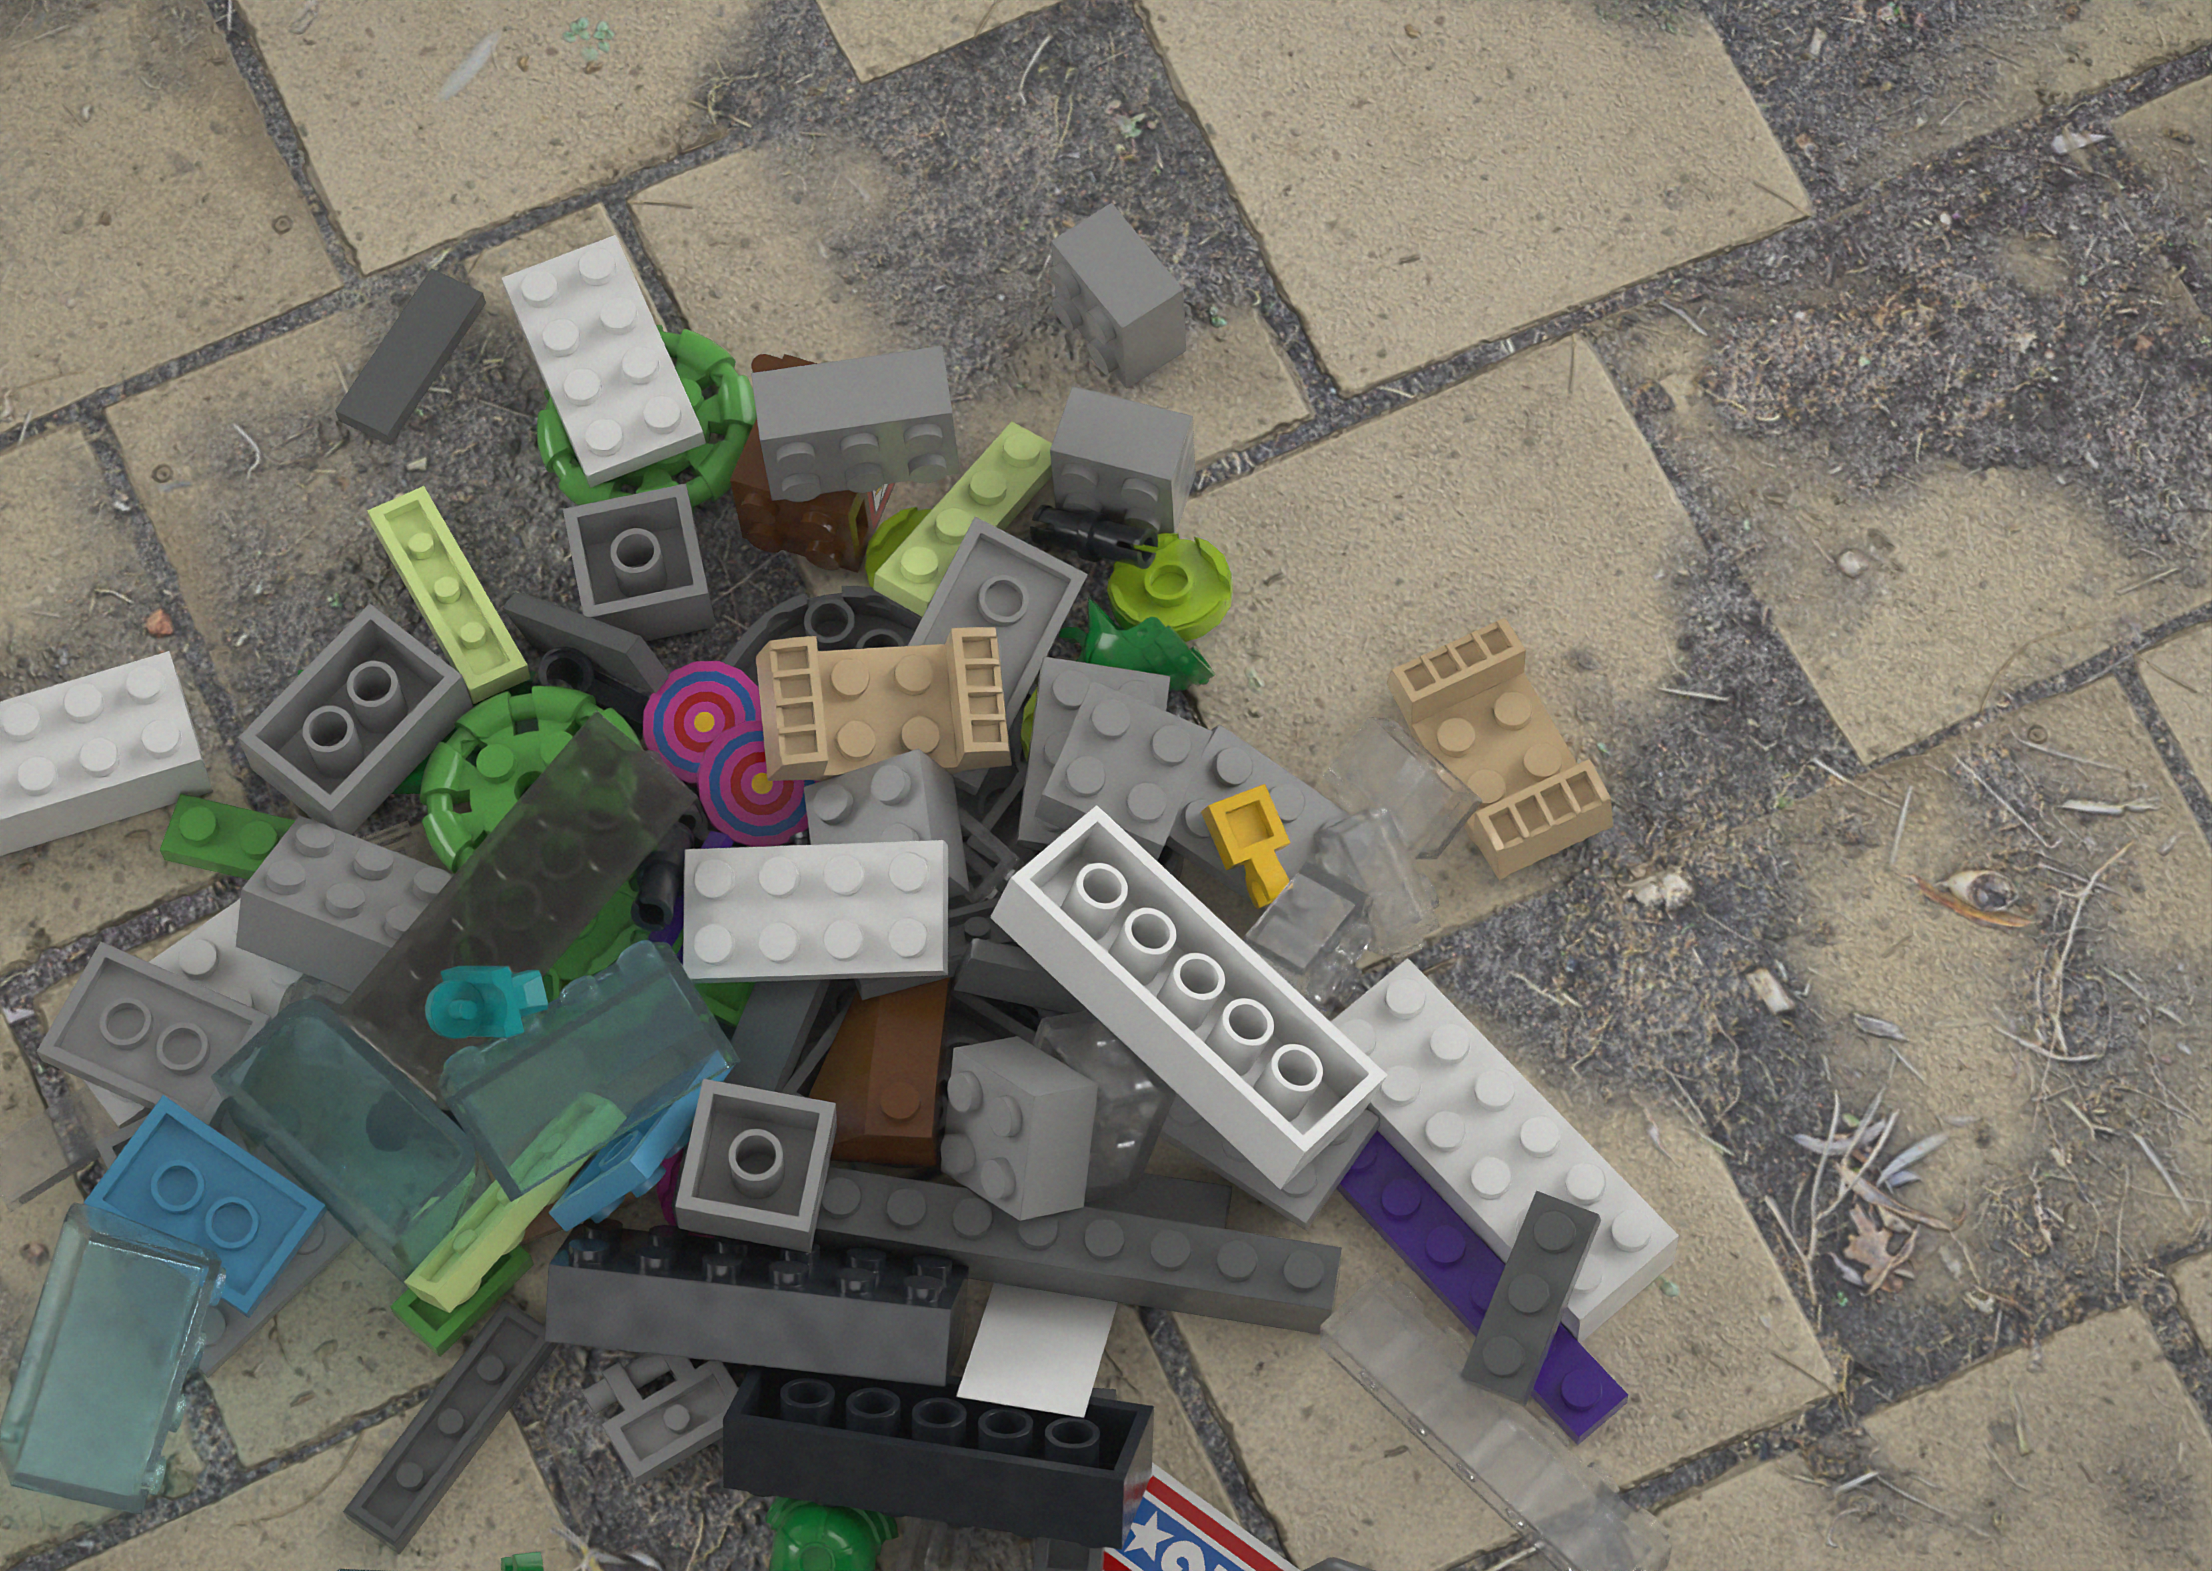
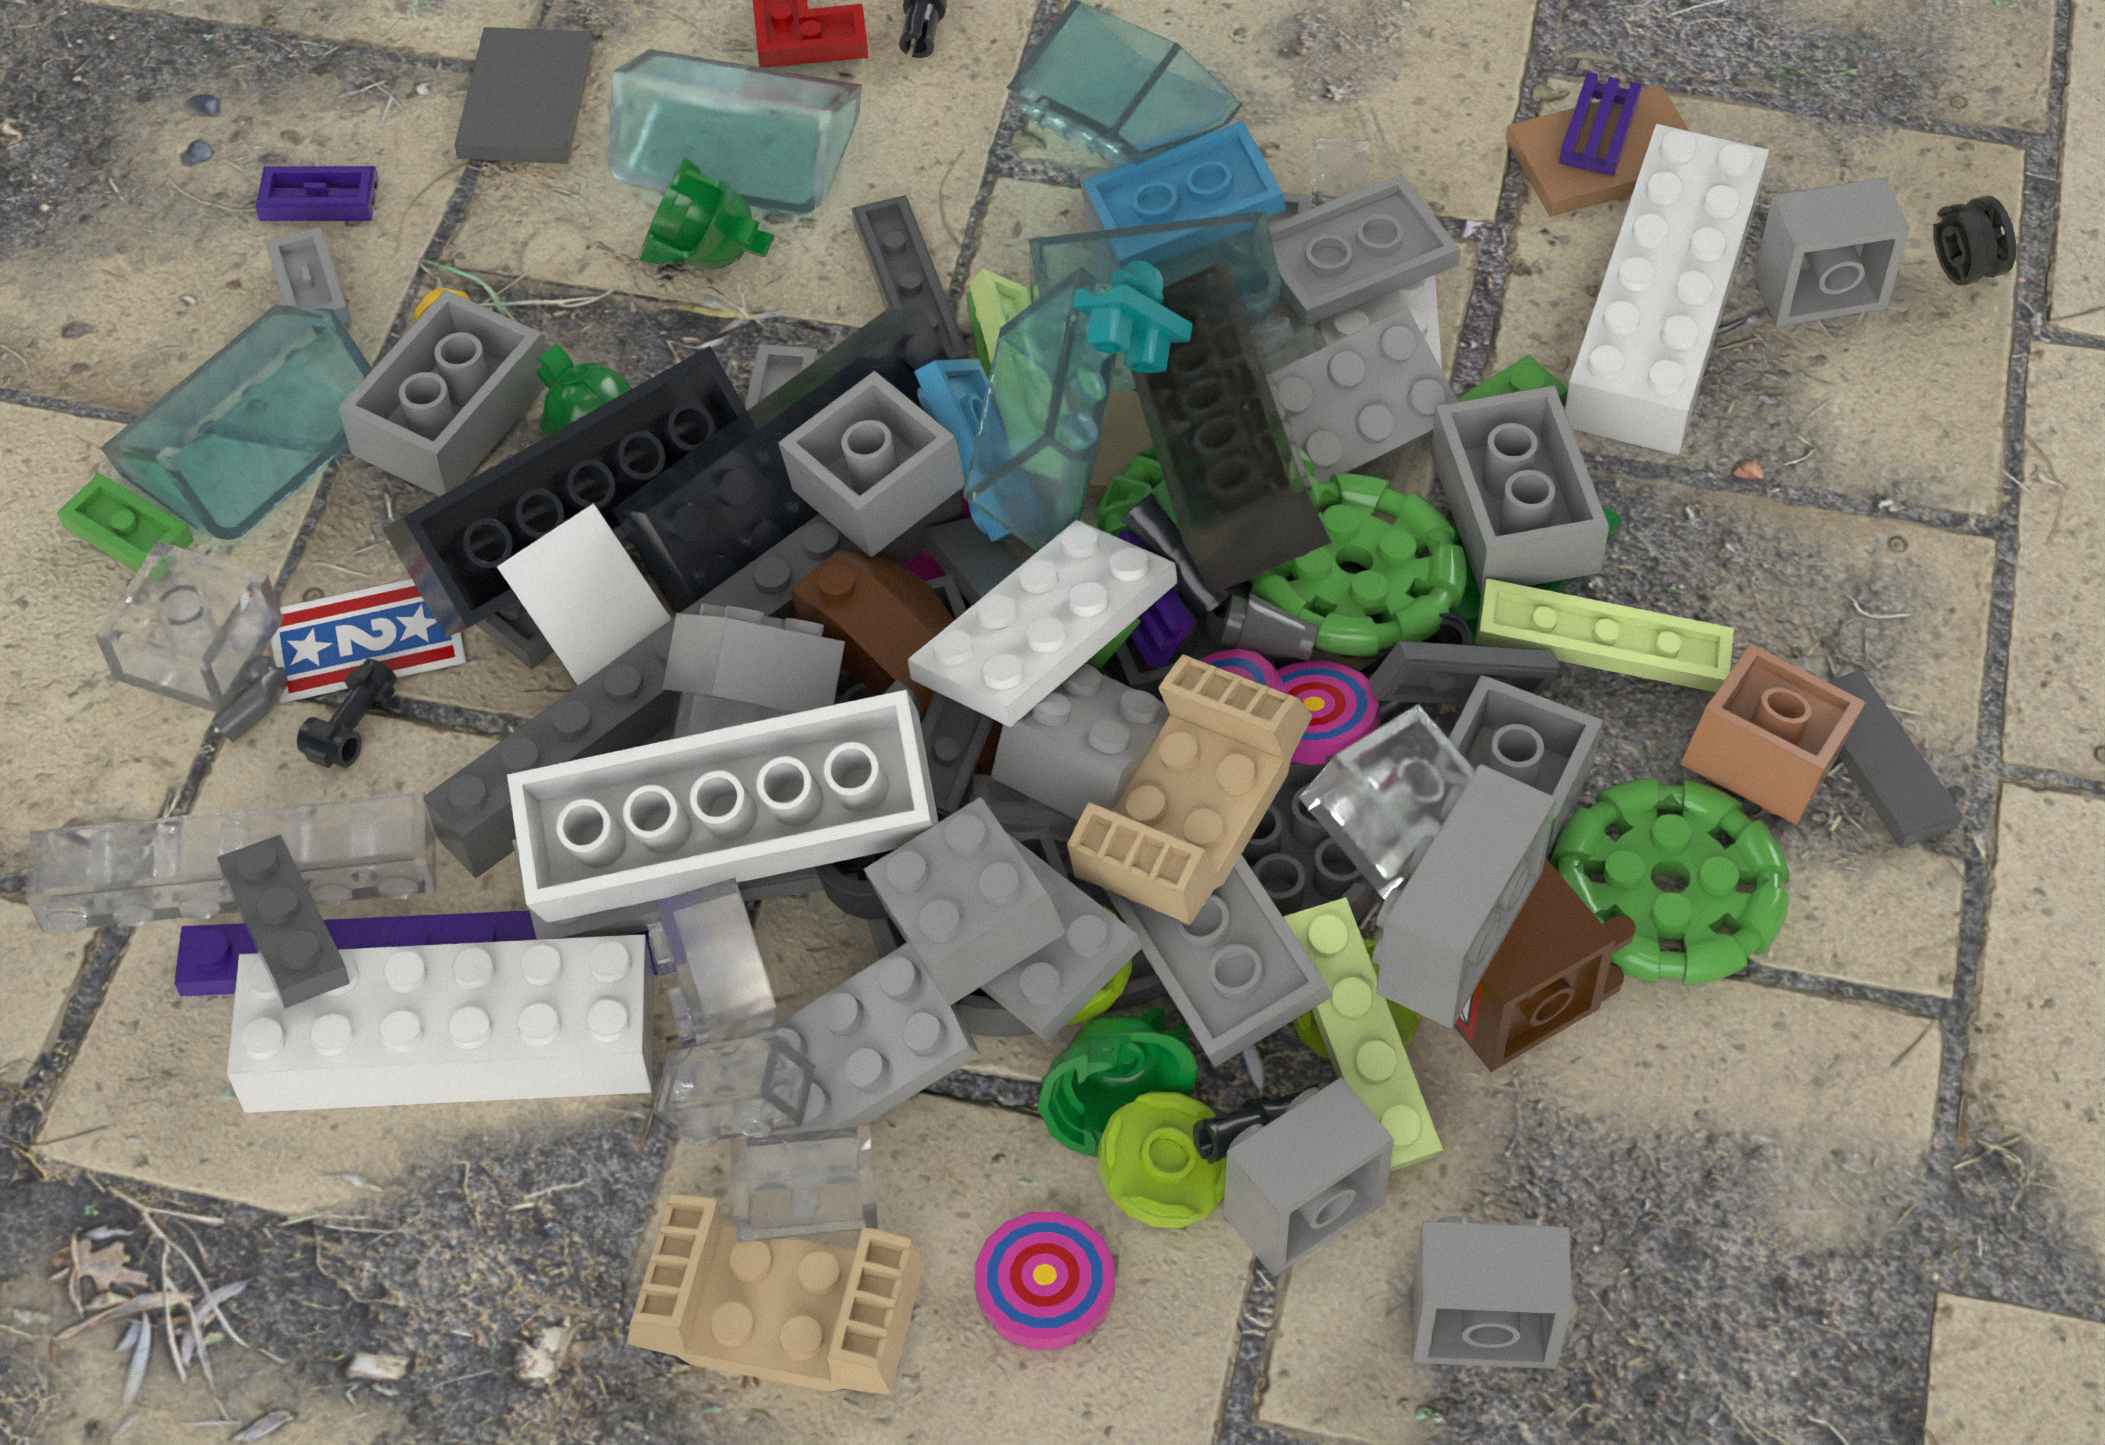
camera: 125 degrees right, 10 degrees down
(459, 417) = (1772, 733): none -> nougat slope
(603, 361) = (1752, 862): white plate -> none
(765, 575) = (1388, 795): none -> clear brick
(1249, 834) = (844, 994): yellow plate -> none
(1320, 1484) = (336, 740): none -> black bar
(1328, 603) = (1044, 1280): none -> dark pink tile

